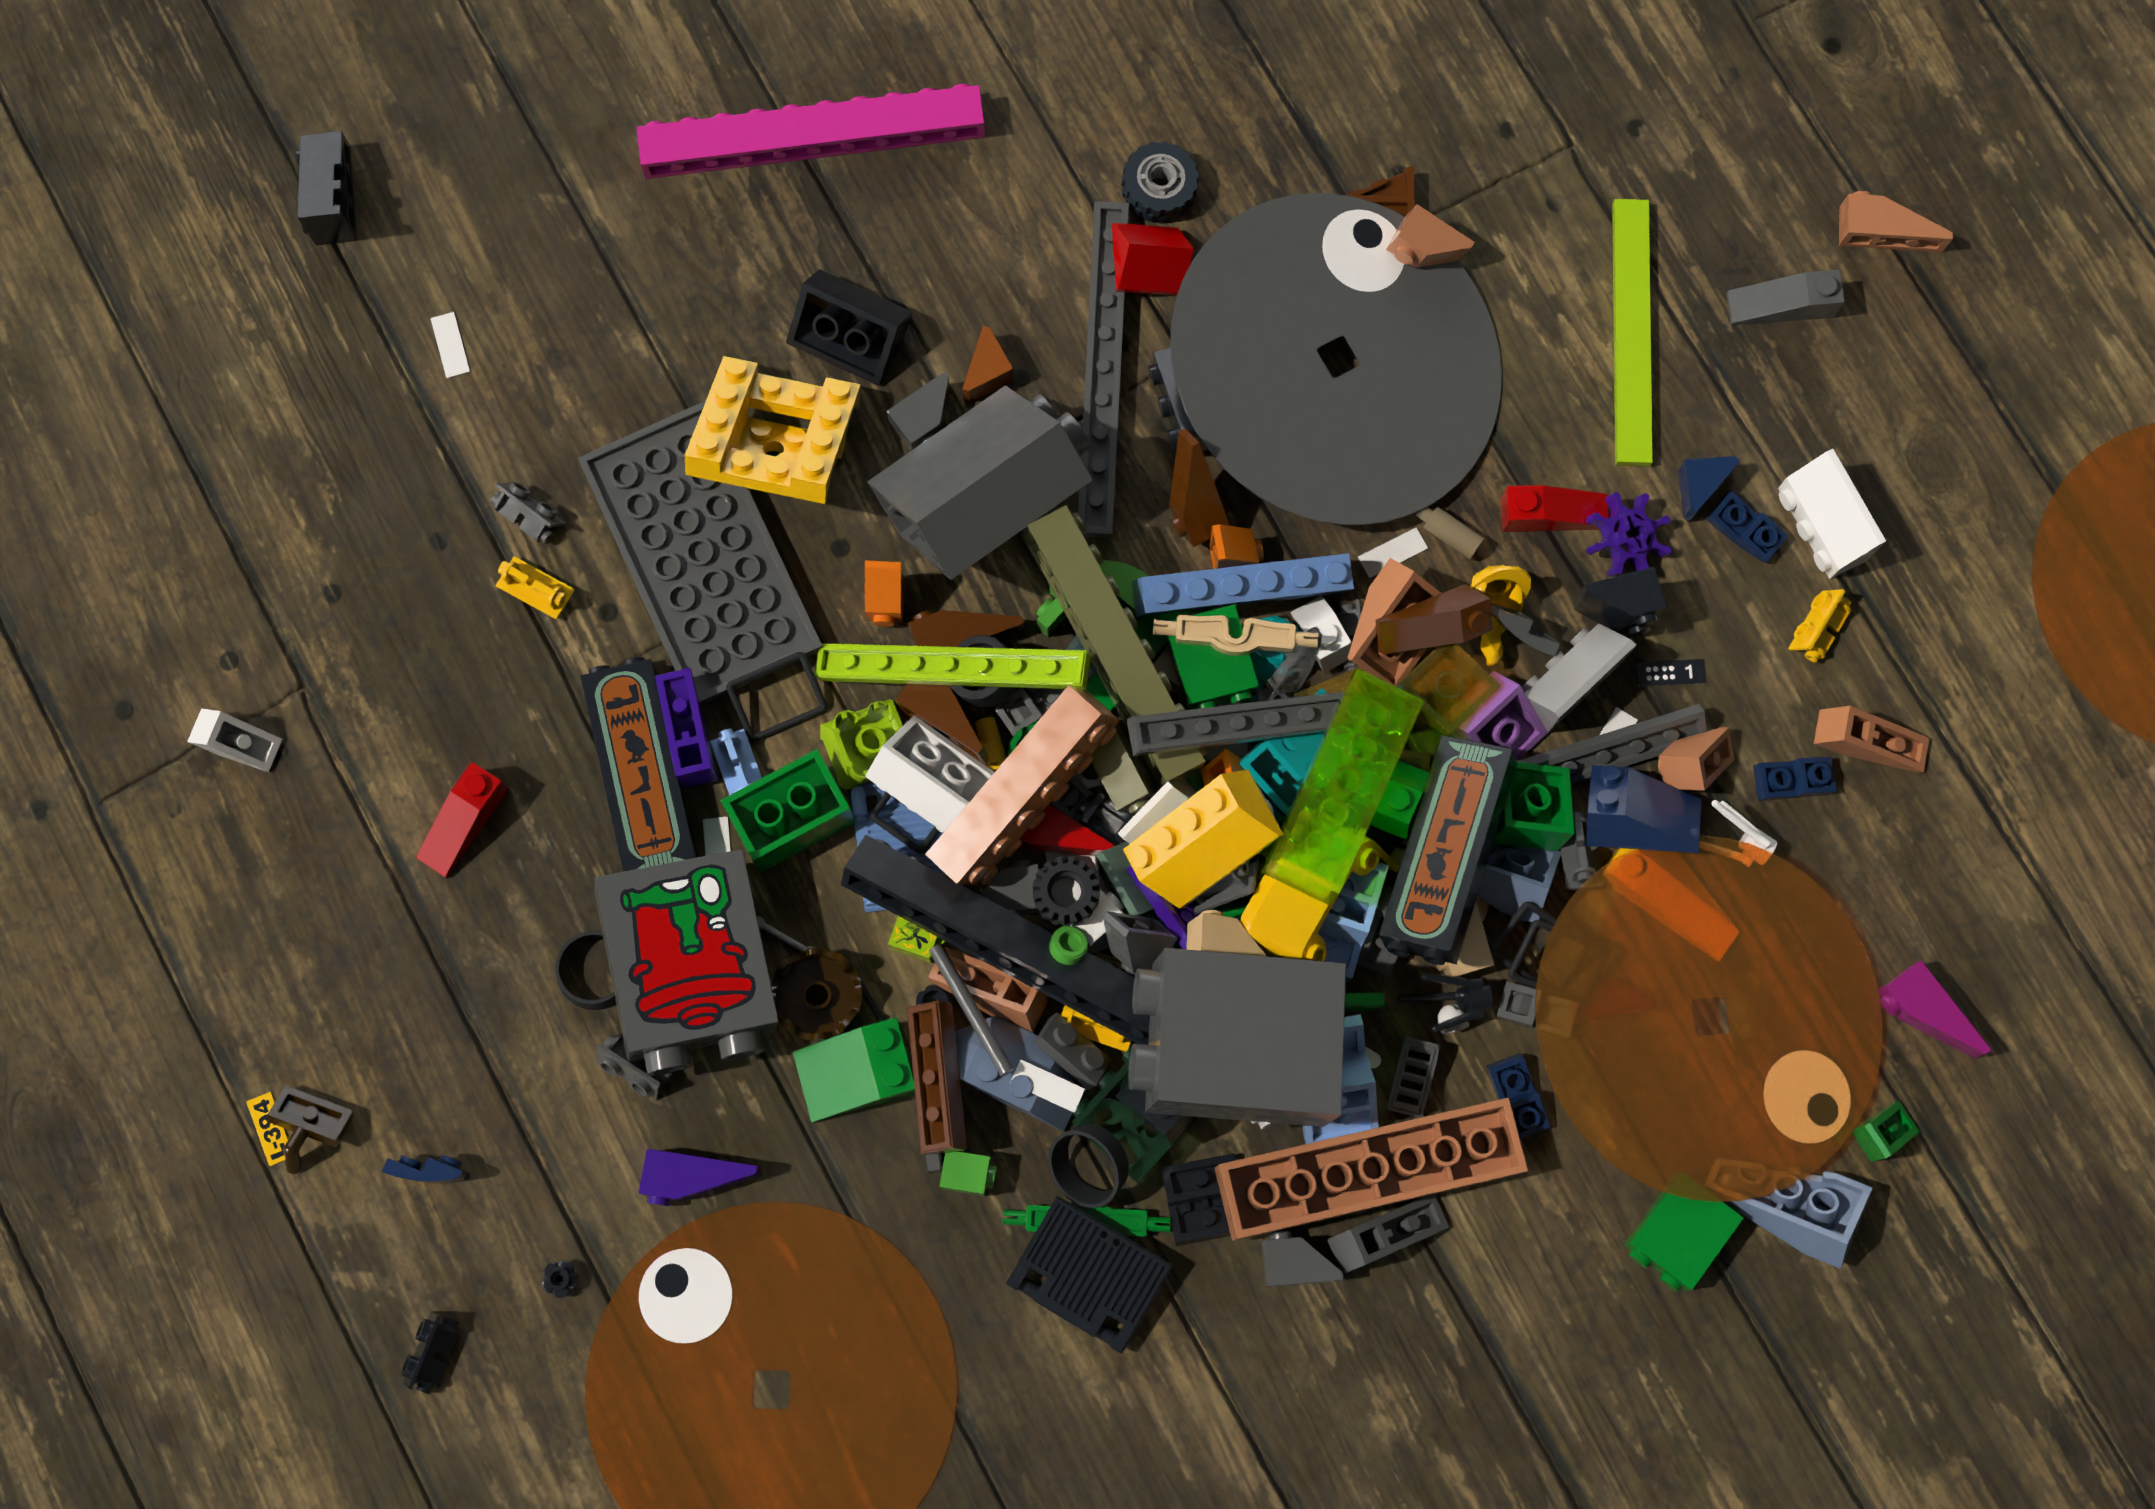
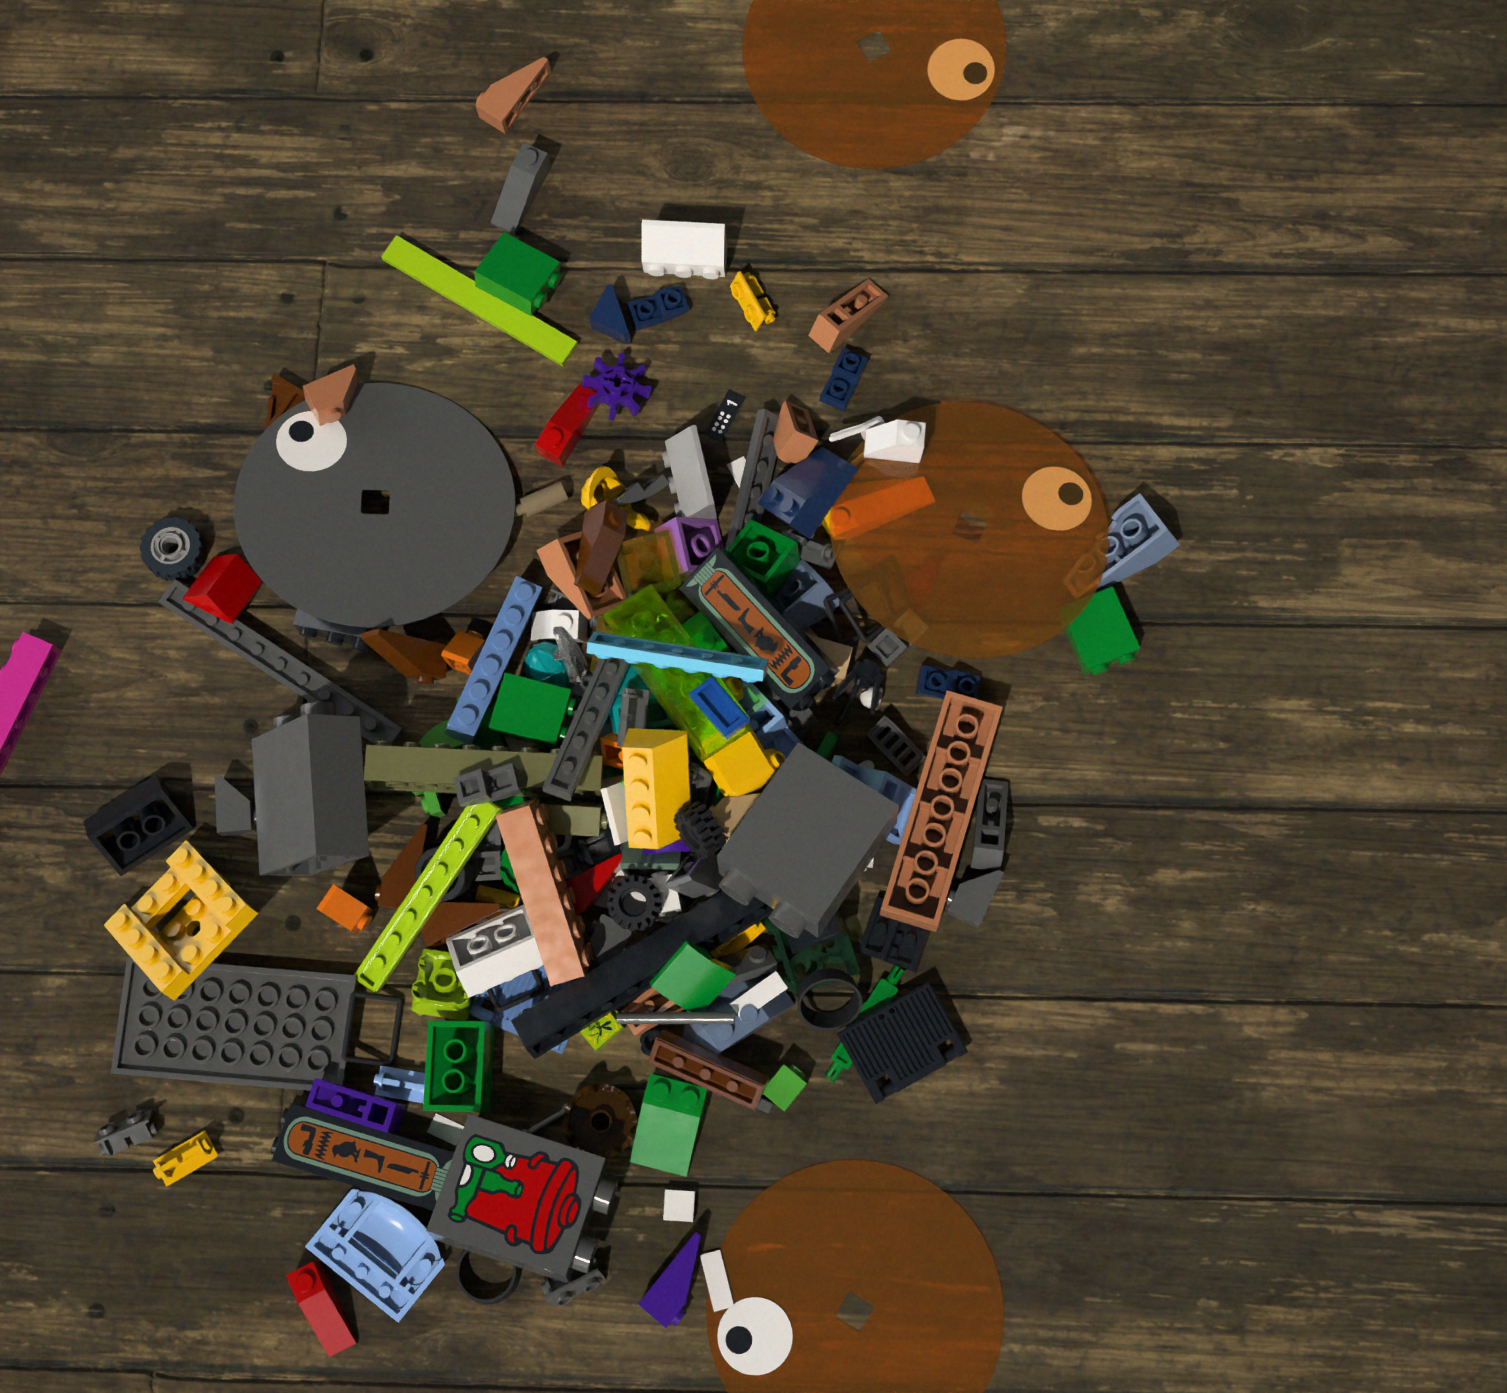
camera: 50 degrees left, 0 degrees up
(551, 842) = (379, 1250): none -> light blue slope
(720, 1220) = (717, 1280): none -> white sticker
(776, 1132) = (679, 1205): none -> white tile
(987, 369) = (230, 743): dark orange slope -> none
(1023, 1002) = (692, 978): none -> green slope
(1068, 945) = (672, 923): bright green tile -> none
(1097, 659) = (488, 786): none -> dark grey slope
(1185, 913) = (699, 830): none -> black tyre
(1255, 636) = (516, 696): tan piece -> none
(1274, 765) = (633, 711): none -> dark grey hinge
(1329, 854) = (719, 707): none -> blue tile
(1362, 783) = (673, 655): none -> medium azure plate
(1397, 549) = (531, 543): white sticker -> none
(1624, 602) = (661, 416): black slope -> none
(1687, 354) = (518, 274): none -> green brick
(1757, 876) = (896, 441): none -> white slope
(1885, 1132) = (1108, 463): green slope -> none
(1926, 1006) = (1039, 388): magenta slope -> none

